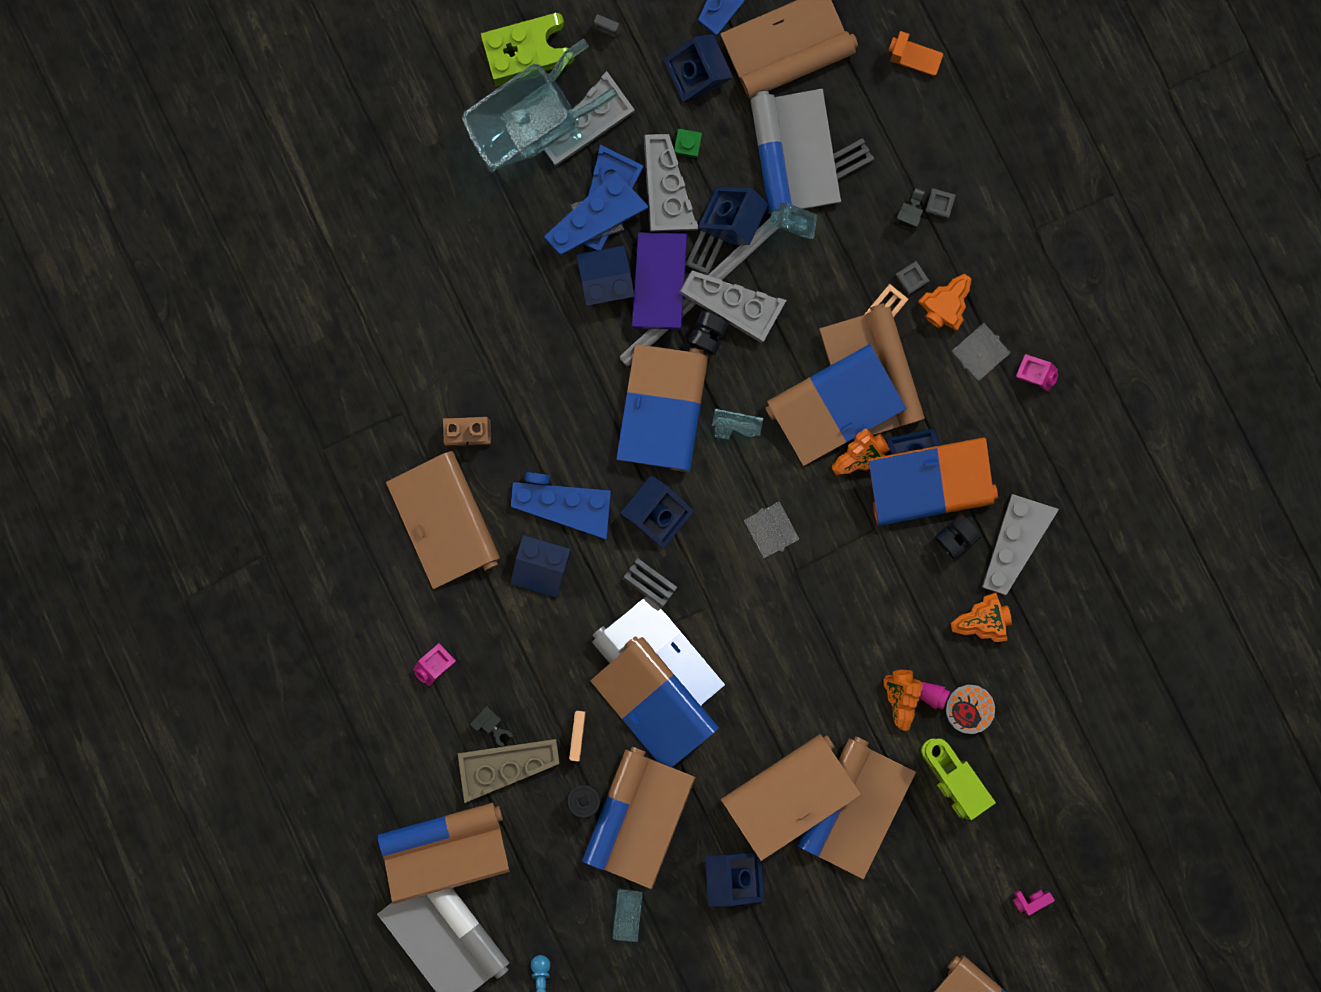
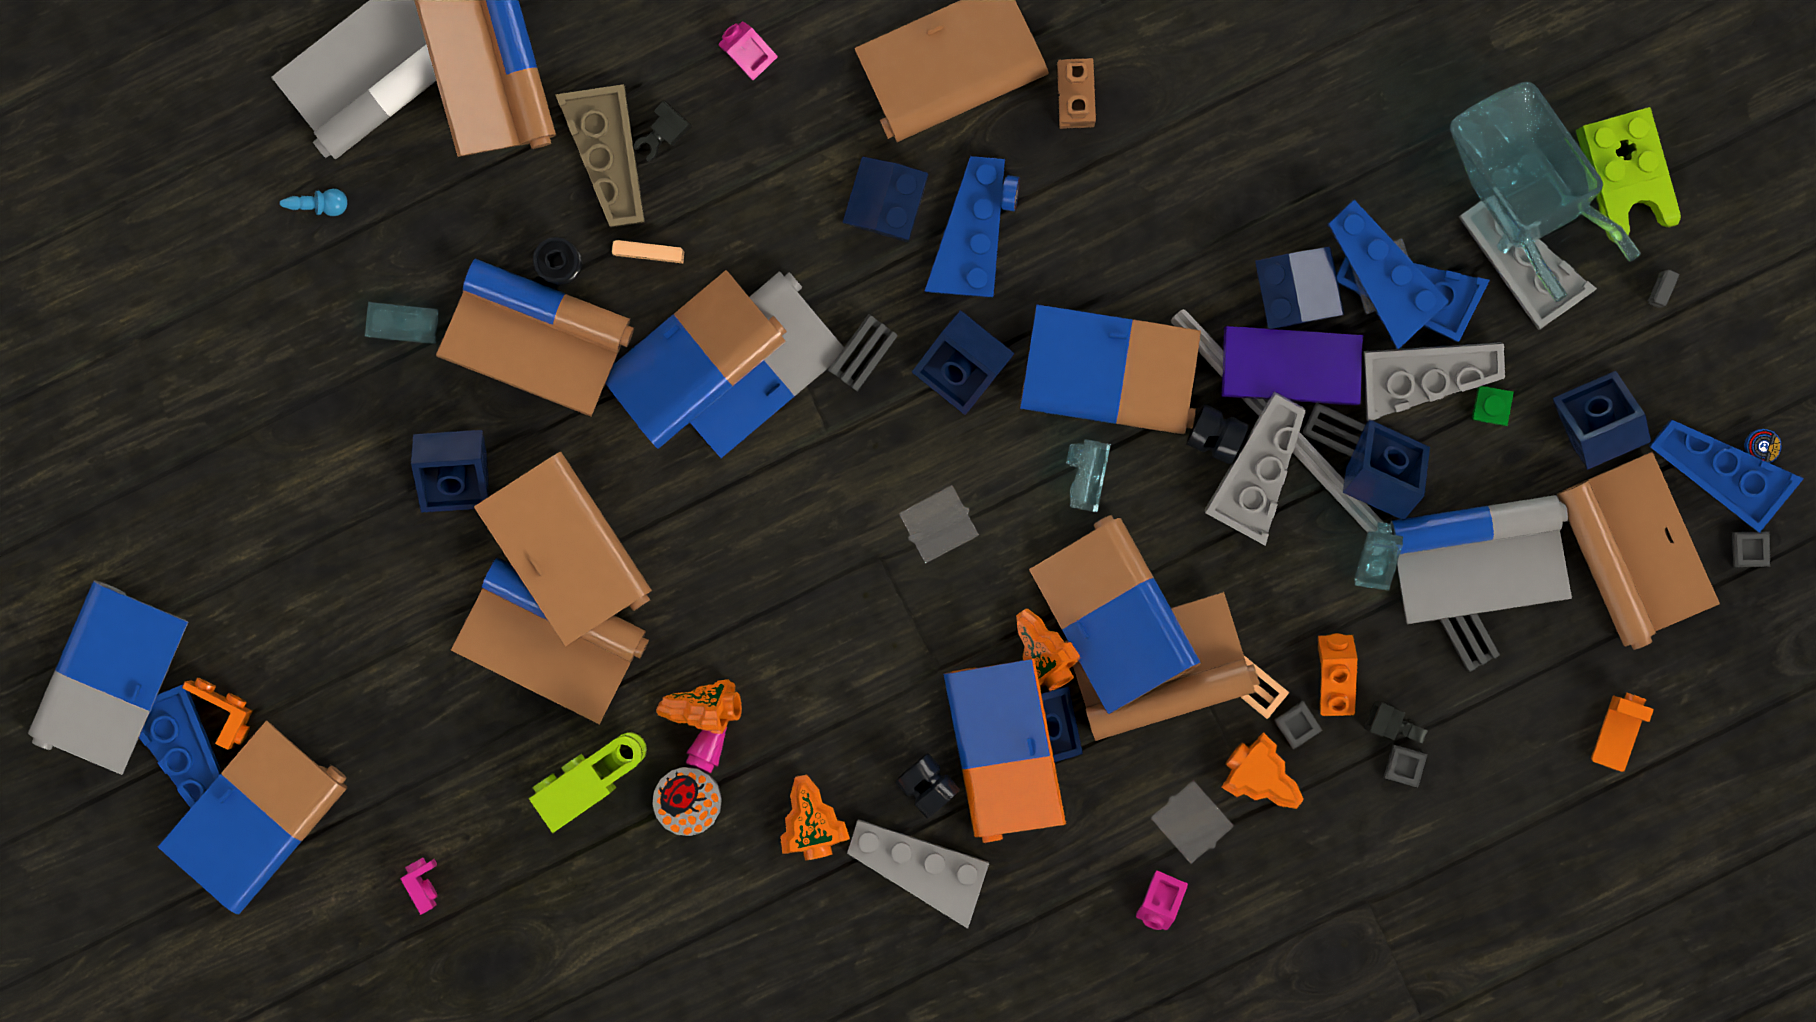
camera: 90 degrees right, 5 degrees up
(876, 248) = (1337, 674): none -> orange bracket

